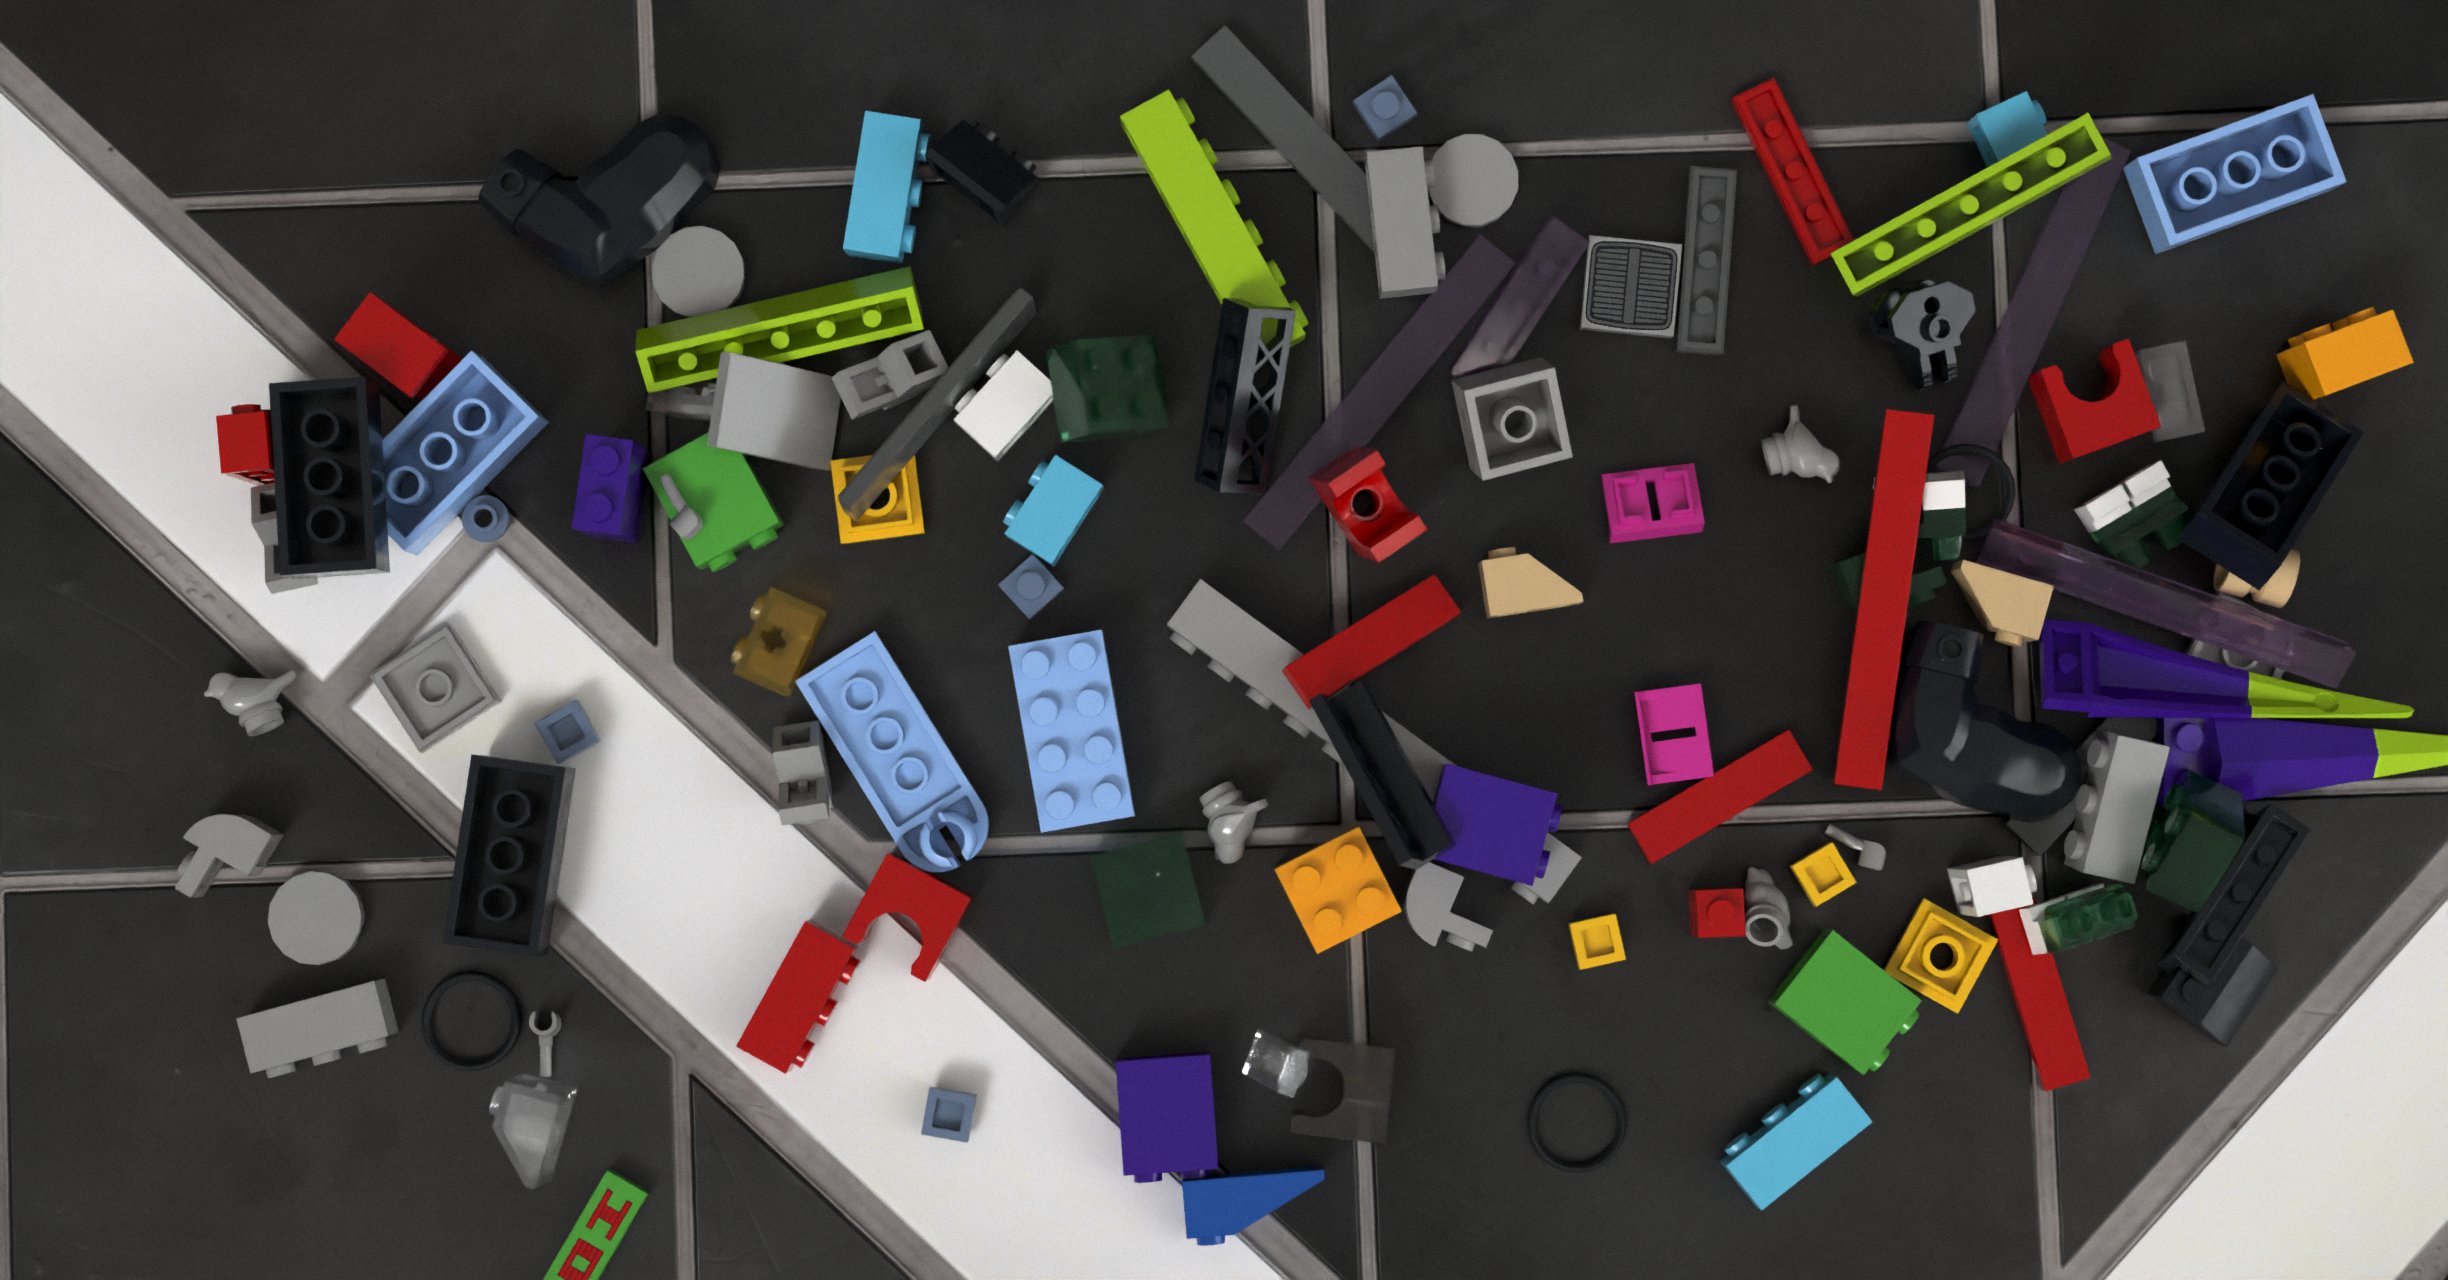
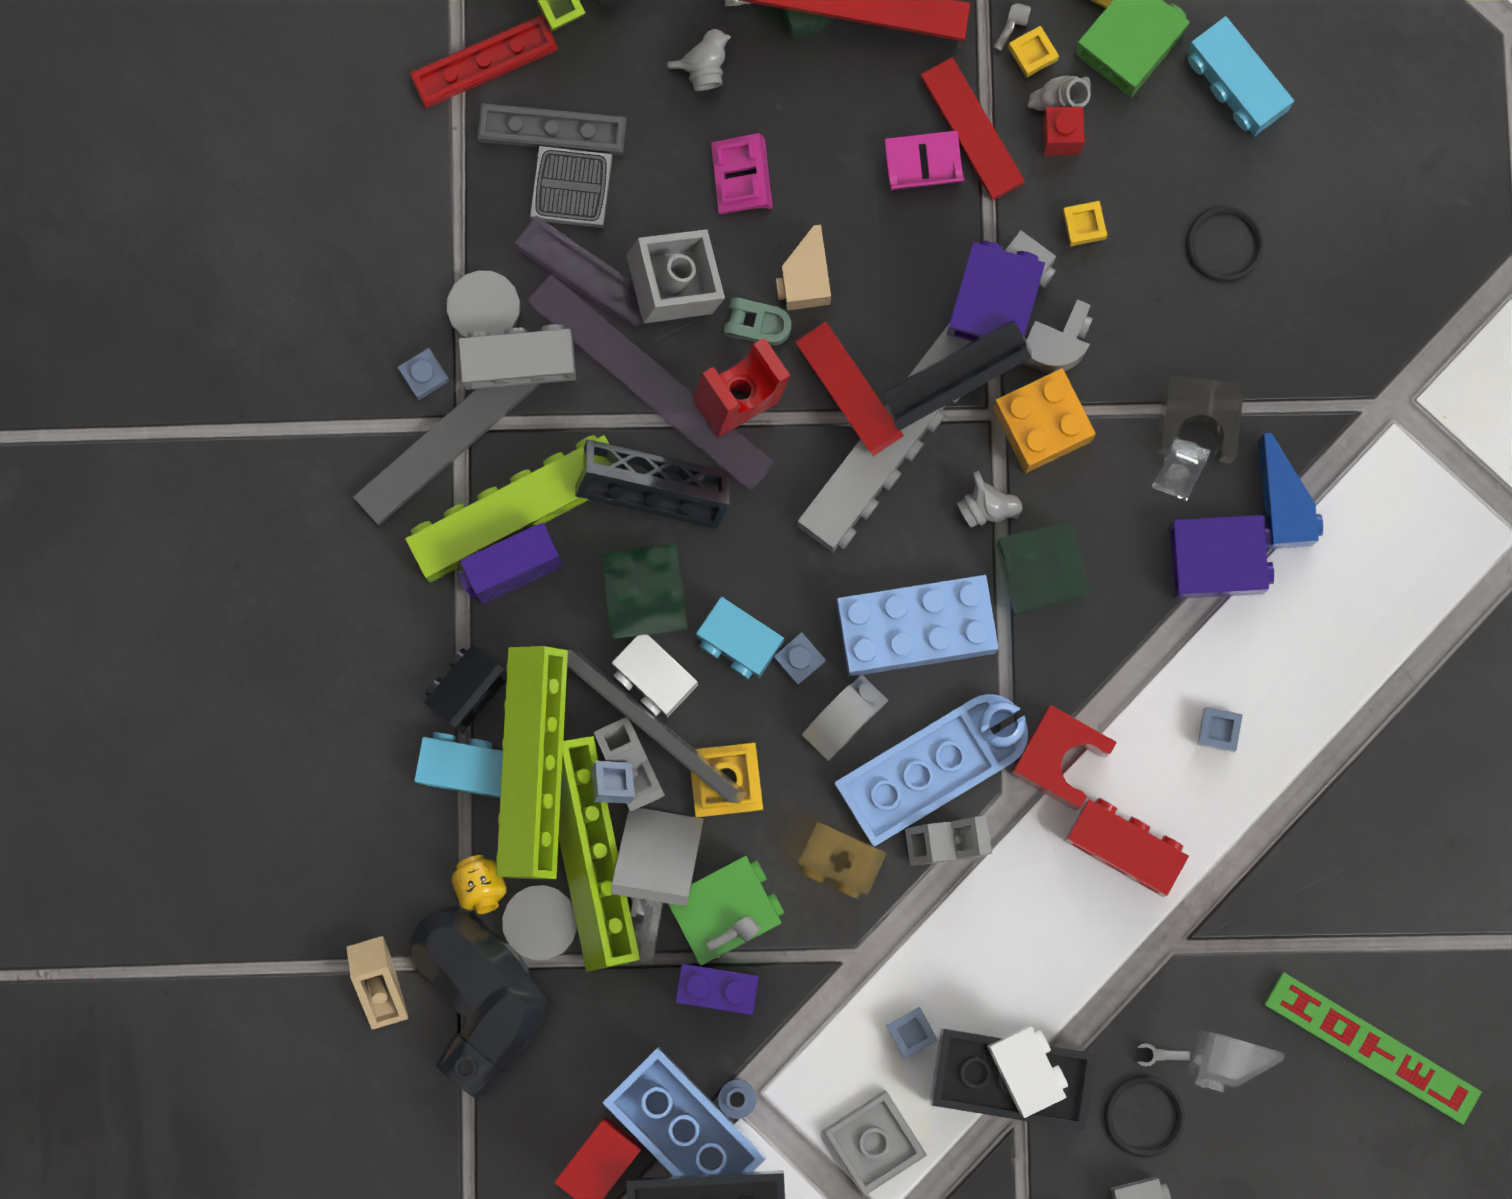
camera: 85 degrees left, 5 degrees down
(510, 869) = (1027, 1070): none -> white brick
(622, 74) = (376, 982): none -> tan slope
(742, 195) = (477, 884): none -> yellow head
(863, 353) = (613, 782): none -> sand blue plate
(883, 252) = (532, 763): none -> lime brick
(956, 643) = (844, 717): none -> light grey brick
(1138, 220) = (510, 564): none -> dark purple brick
(1455, 542) = (770, 322): none -> sand green plate

